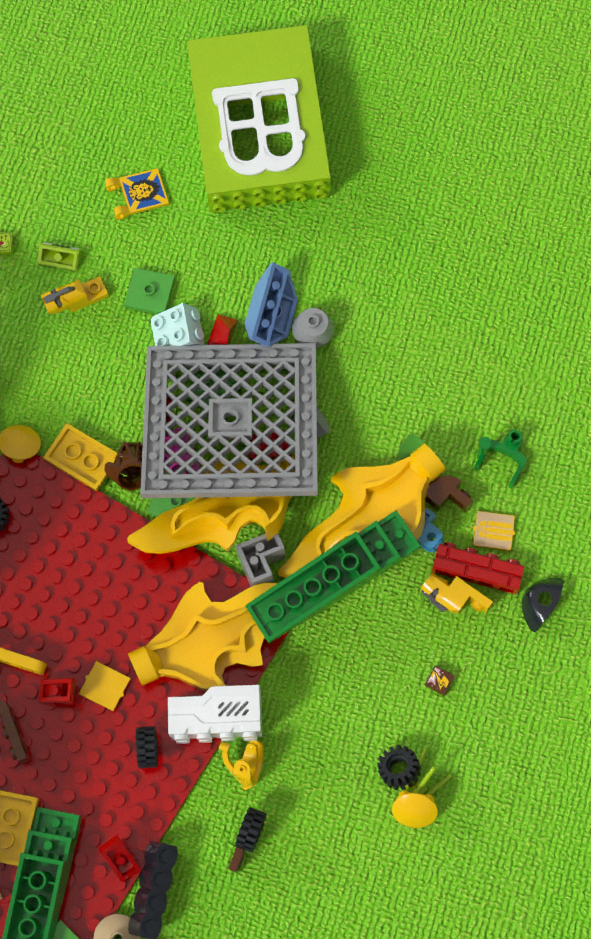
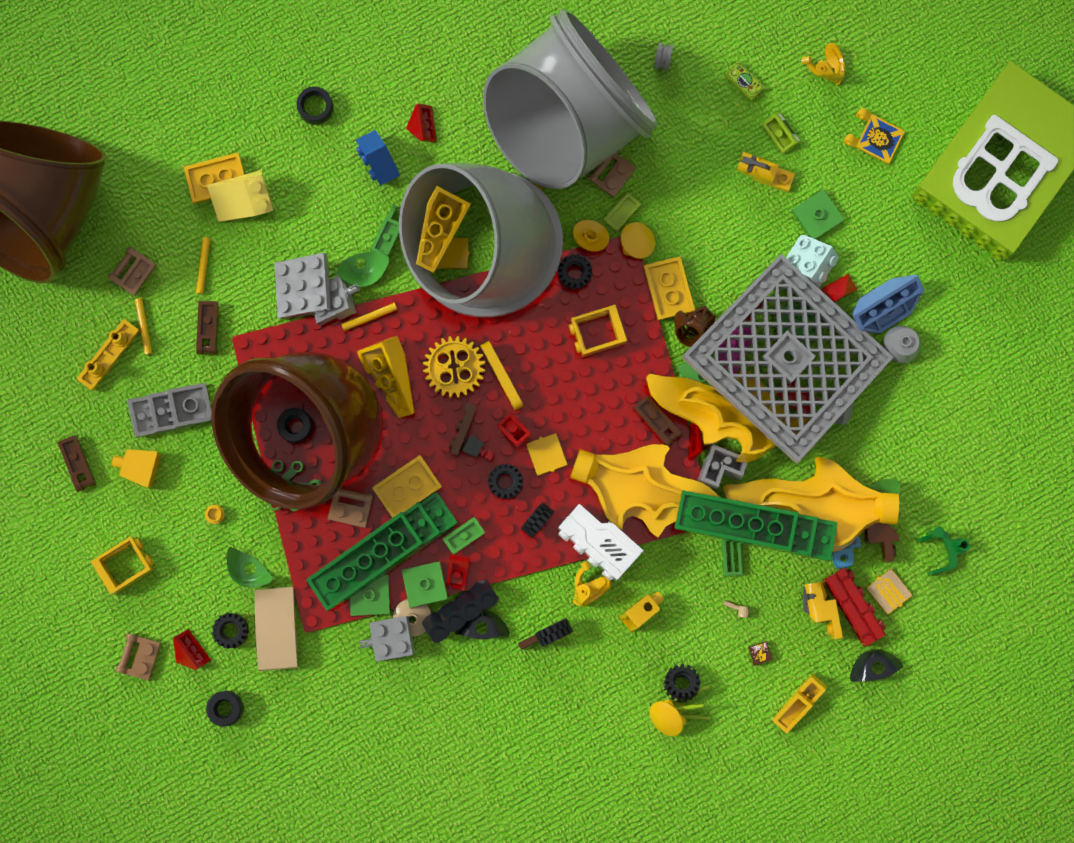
camera: 35 degrees right, 10 degrees up
(35, 738) = (474, 447): none -> pearl dark grey piece
(50, 171) = (824, 69): none -> yellow helmet
(62, 523) = (616, 324): none -> yellow window
(76, 741) = (517, 481): none -> black tyre
(96, 822) = (464, 535): none -> bright green plate
(101, 897) = (424, 585): none -> bright green plate
(172, 570) = (657, 420): none -> reddish brown plate
(197, 874) = (495, 624): none -> black piece
(222, 558) = (696, 442): none -> red slope
(308, 740) = (637, 615): none -> yellow torso
(353, 636) = (732, 564): none -> bright green tile
(392, 659) = (742, 610): none -> tan hand
(511, 690) = (799, 703): none -> yellow slope

